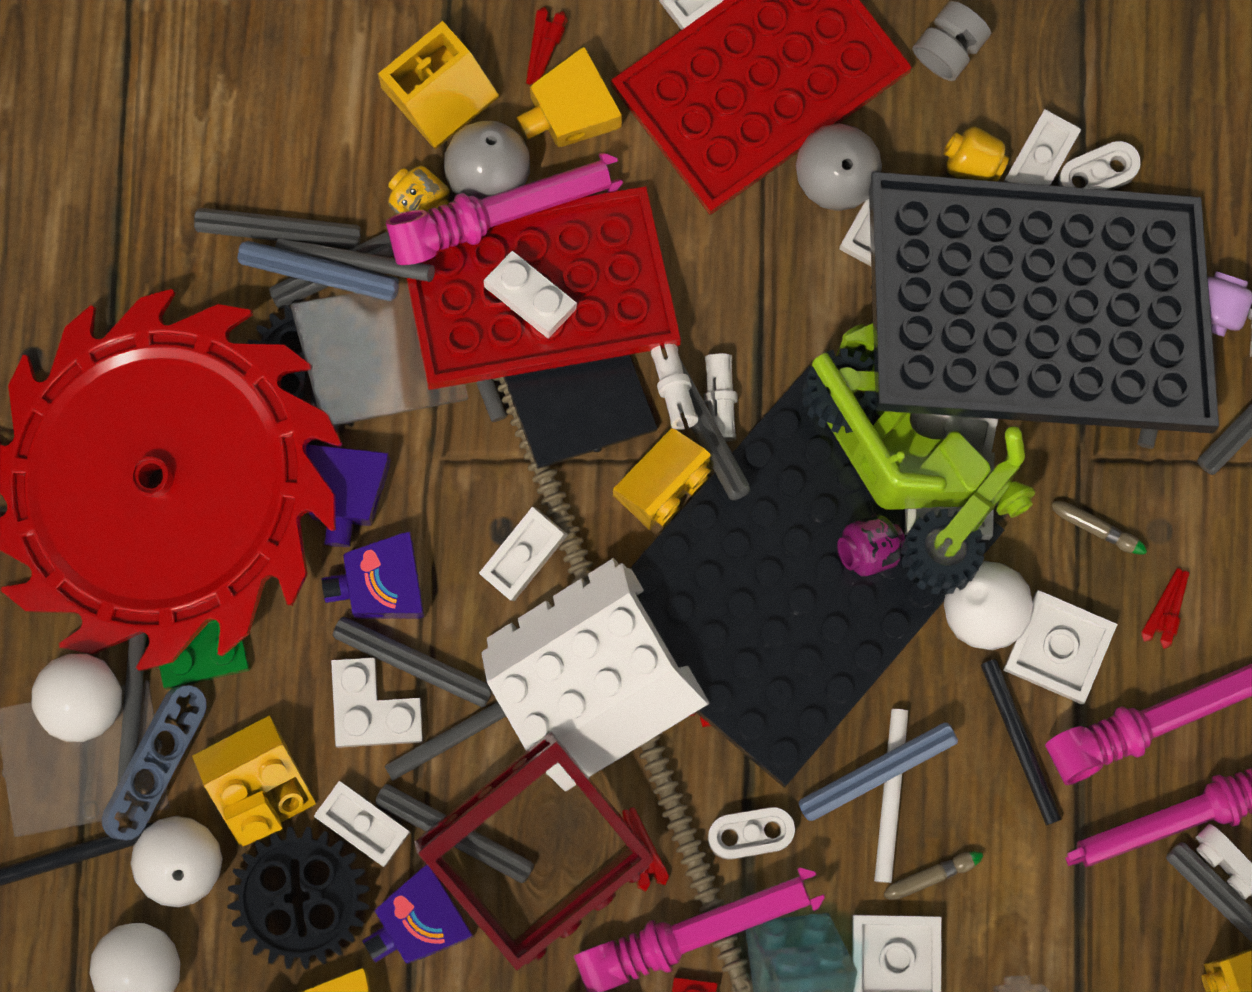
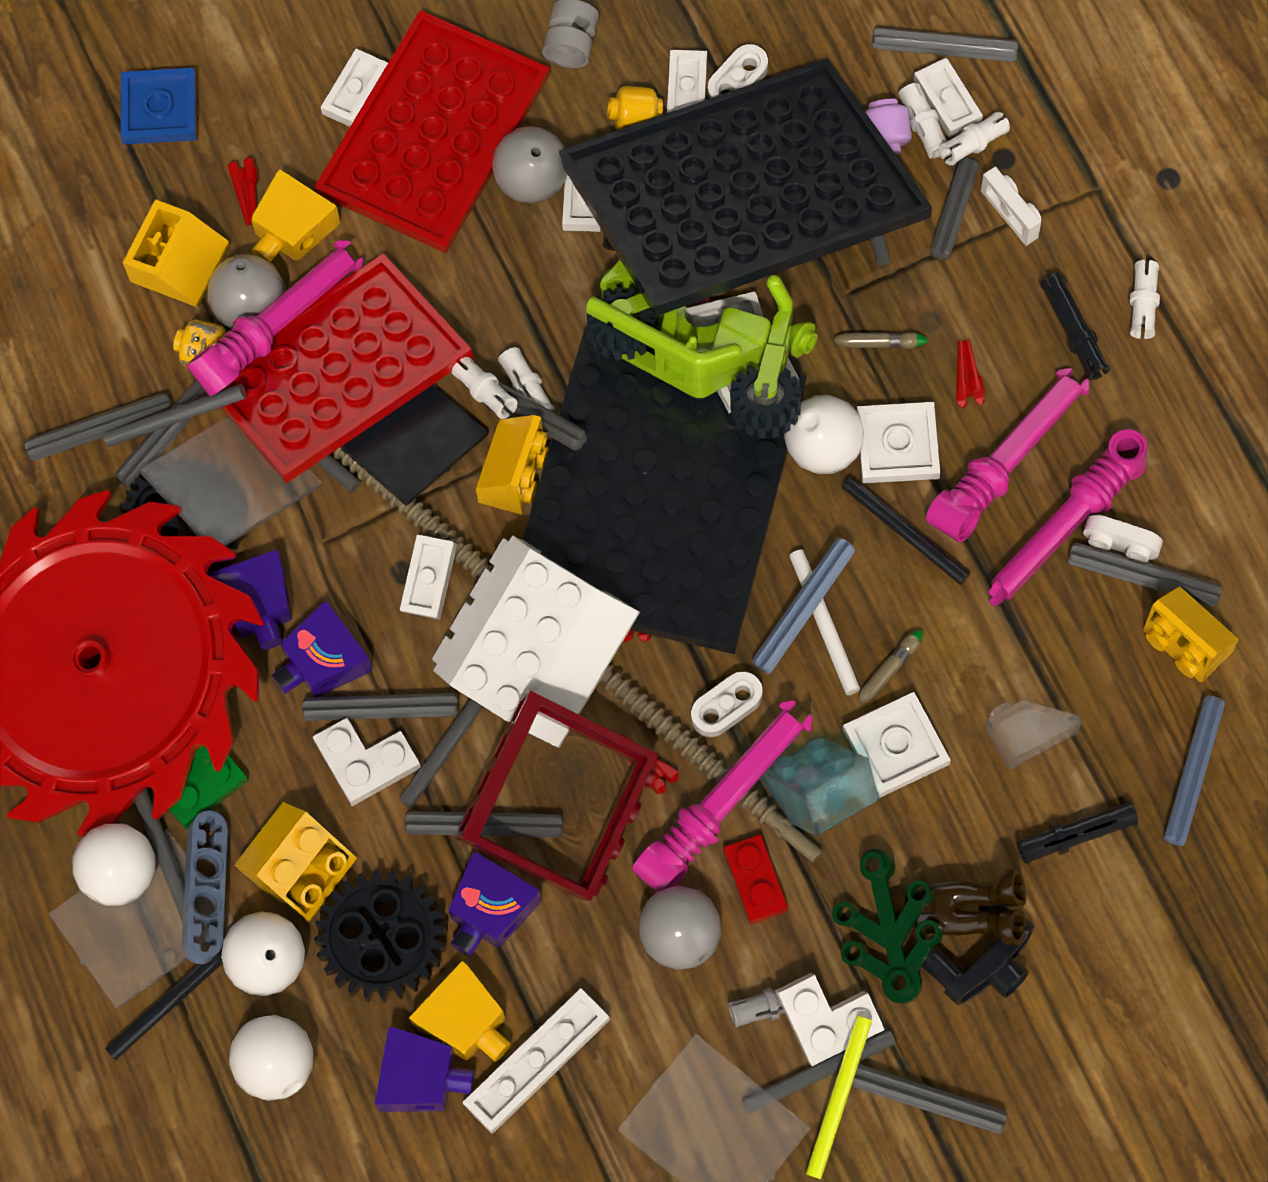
camera: 20 degrees left, 10 degrees down
(252, 818) = (309, 887): yellow plate -> none
(318, 270) = (149, 437): sand blue axle -> none
(362, 824) = (403, 852): white plate -> none
(530, 294) = (331, 371): white plate -> none
(871, 545) = (706, 430): magenta head -> none

